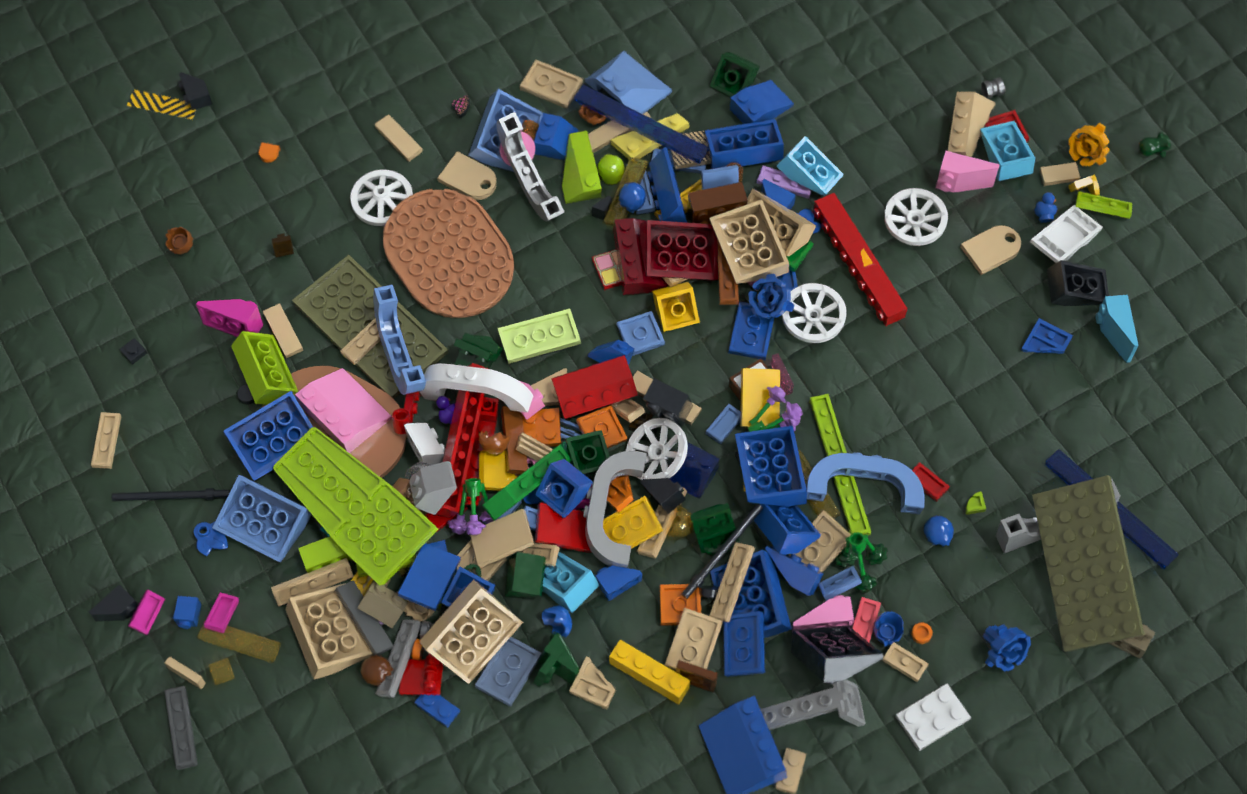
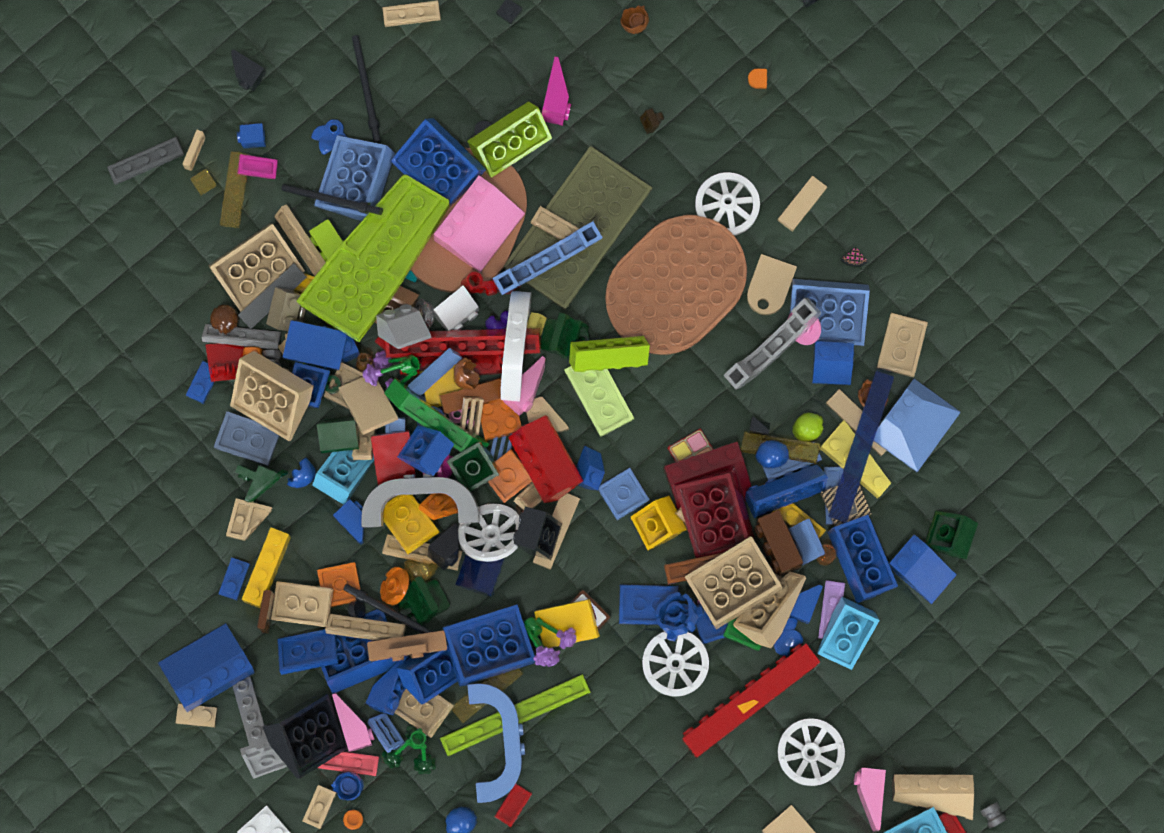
camera: 80 degrees right, 15 degrees up
(146, 612) = (246, 99): dark pink tile -> none
(282, 330) = (558, 145): tan tile -> none
(298, 505) = (363, 207): none -> black bar
(455, 541) = (363, 365): none -> clear orange cone
(484, 466) = (435, 371): none -> medium blue tile
(503, 313) = (609, 353): none -> lime brick
(530, 128) = (834, 332): clear orange wheel -> none
(580, 171) = (794, 397): lime wedge -> none
(653, 709) = (234, 579): none -> blue plate
(693, 548) = (395, 586): none -> orange tile
(724, 424) = (538, 594): medium blue tile -> none
(760, 538) = (404, 646): none -> medium nougat bracket
(785, 380) = (602, 641): clear pink tile -> none

